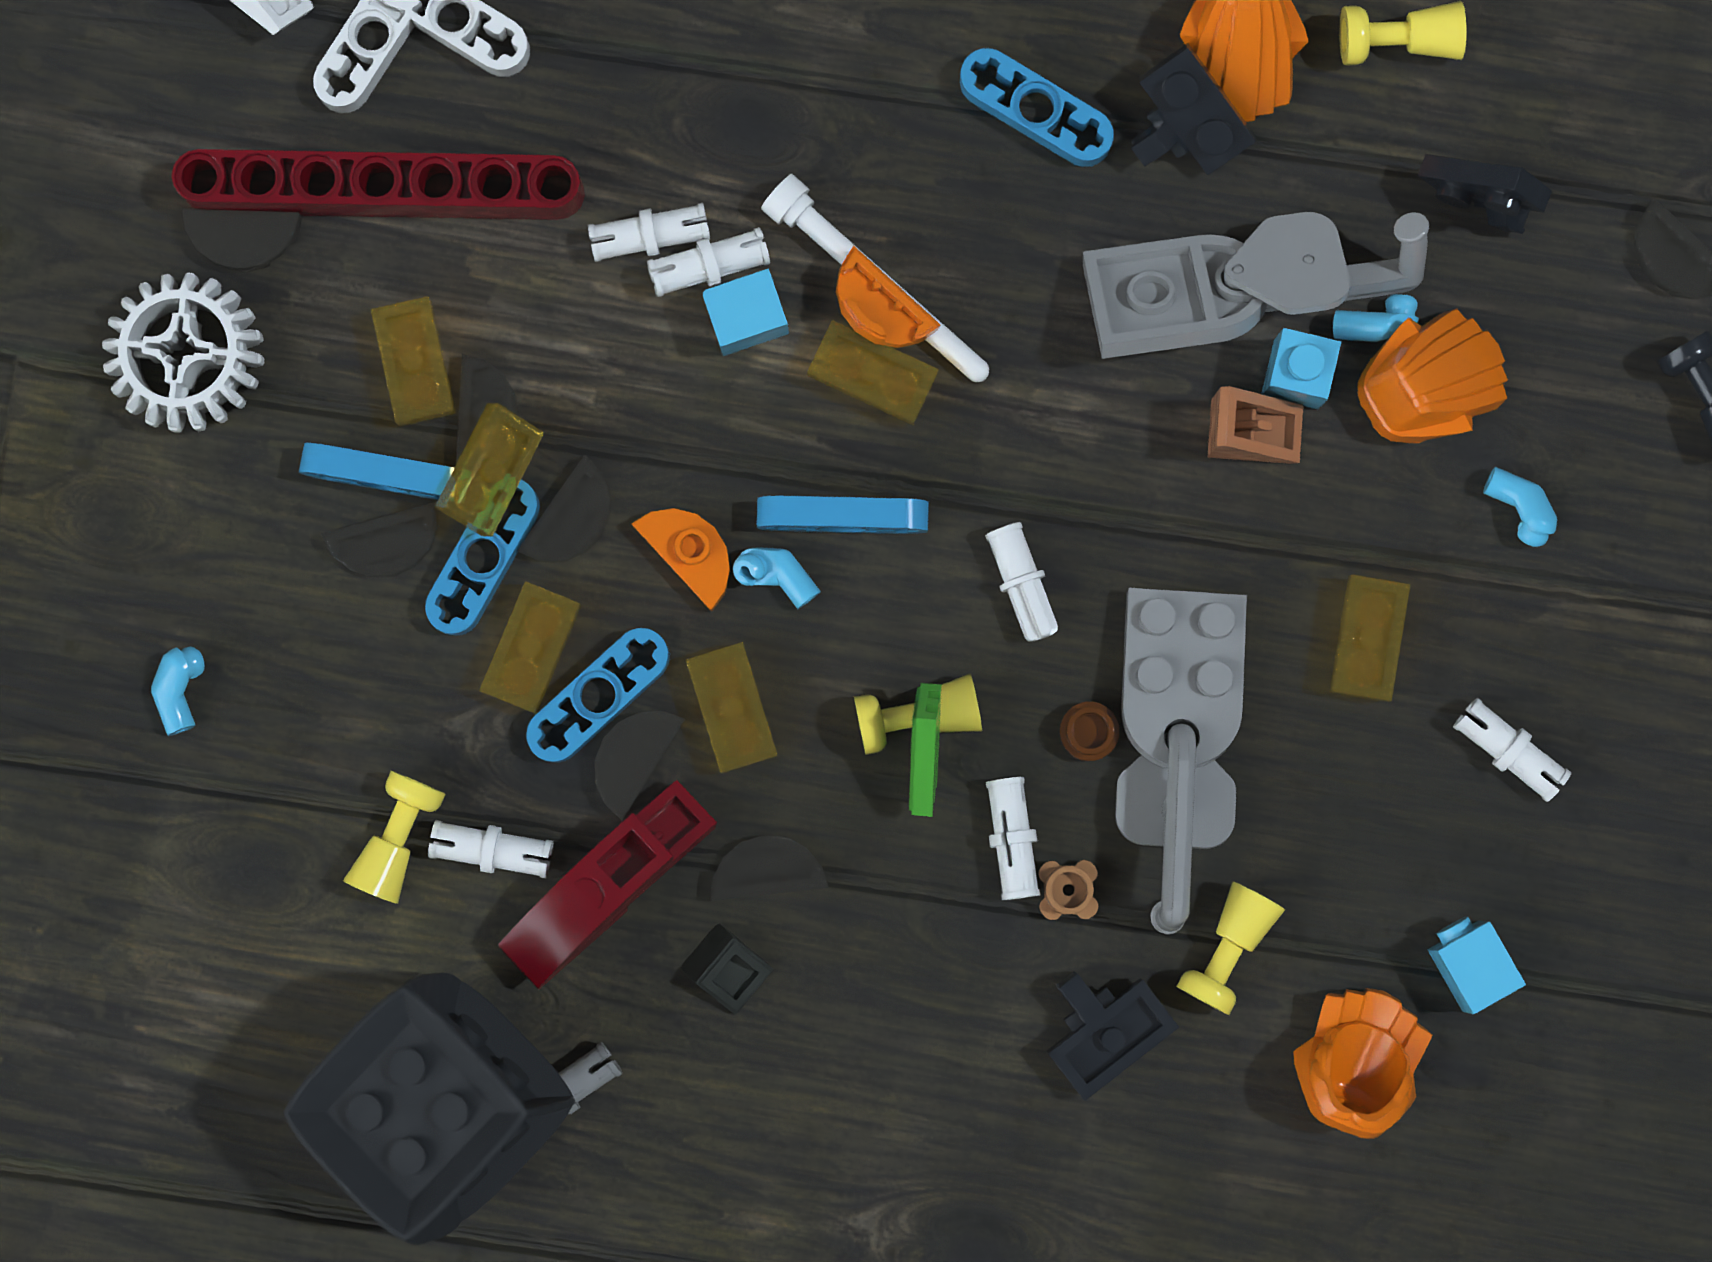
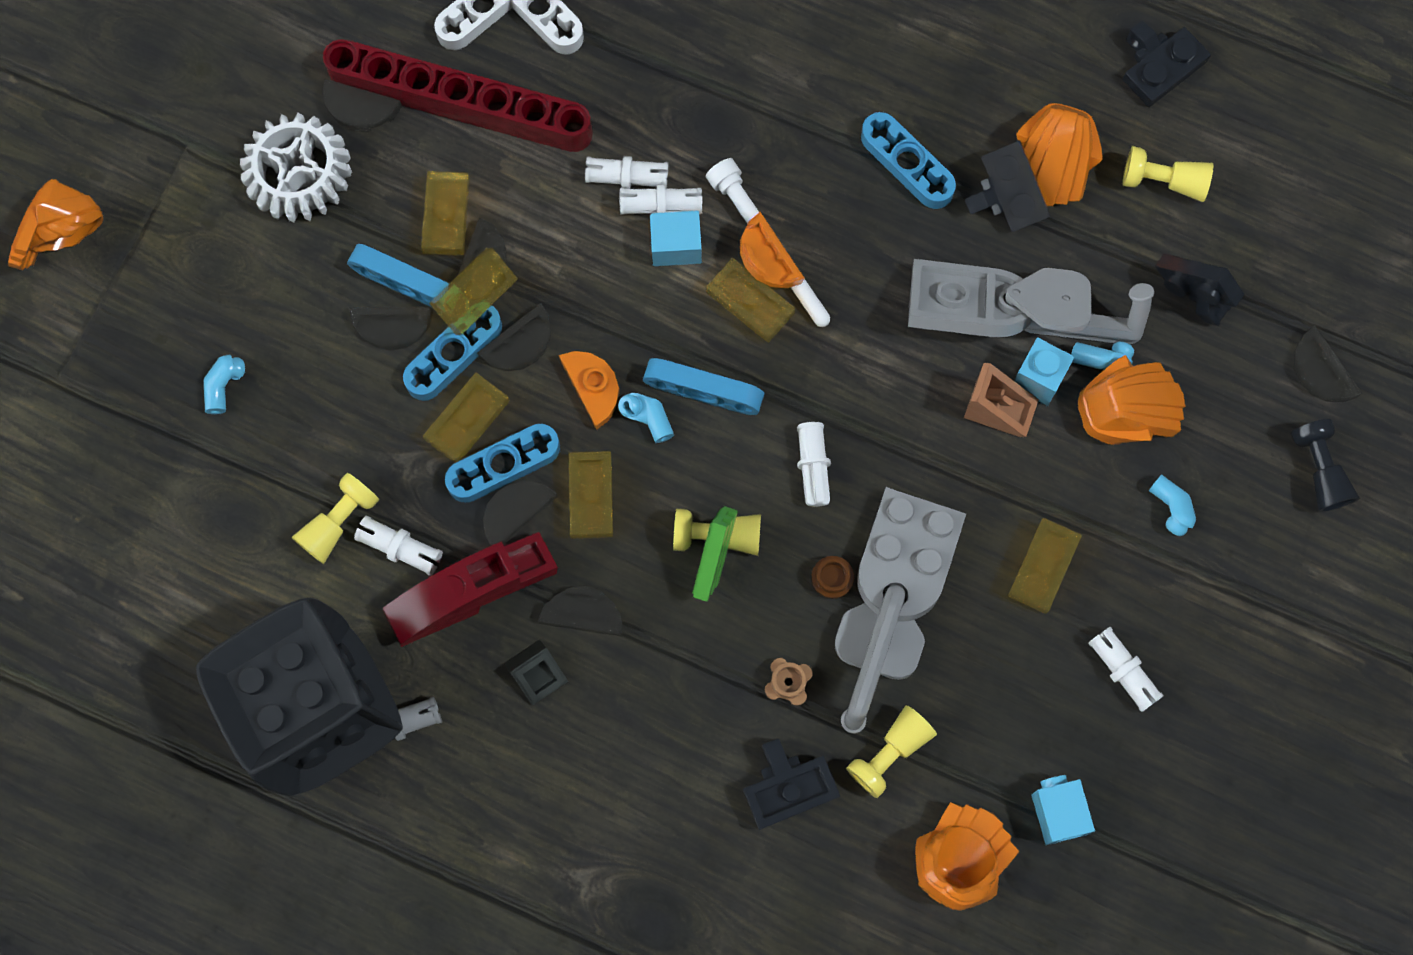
camera: 15 degrees right, 10 degrees down
(1013, 838) = (759, 635): white pin -> none

